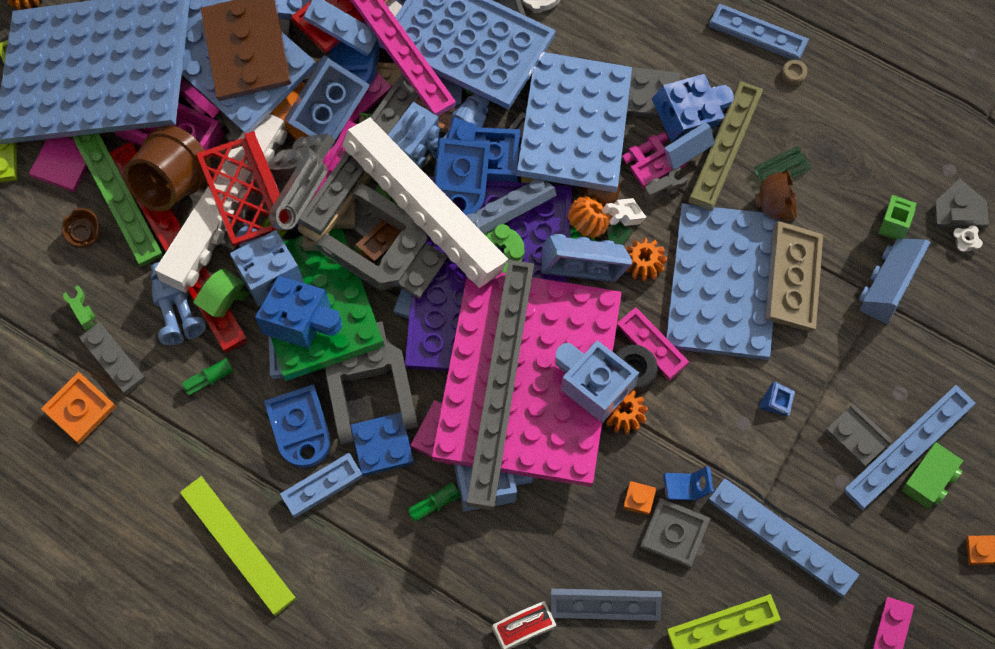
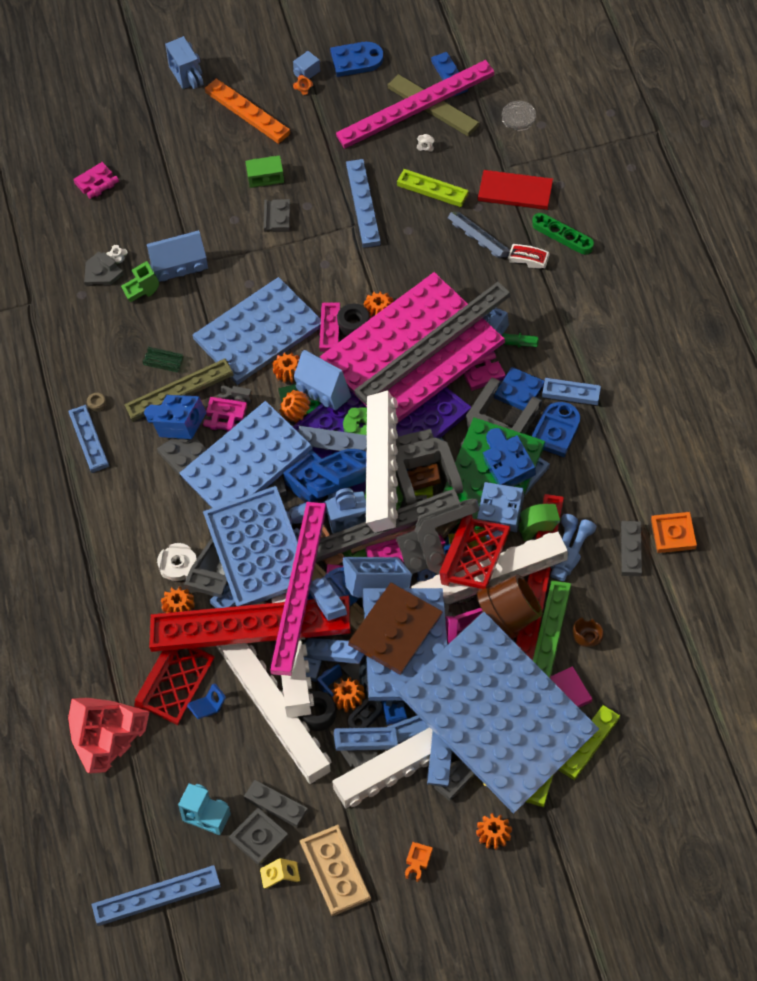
camera: 140 degrees left, 10 degrees down
(84, 314) = (627, 581): bright green plate -> none
(207, 377) = (584, 493): green axle -> none
(238, 546) = (642, 399): lime tile -> none
(596, 378) = (384, 306): medium blue brick -> none
(625, 211) = (273, 395): white plate -> none
(639, 498) = (413, 268): orange plate -> none
(675, 533) = (412, 242): dark grey tile -> none
(687, 486) = (384, 254): blue bracket -> none
(689, 146) = (203, 394): medium blue tile -> none
(777, 197) = (186, 339): reddish brown cylinder -> none
(777, 399) = (297, 257): blue slope -> none
(794, 276) = (223, 298): dark tan plate -> none
(909, 447) = (259, 191): medium blue plate -> none

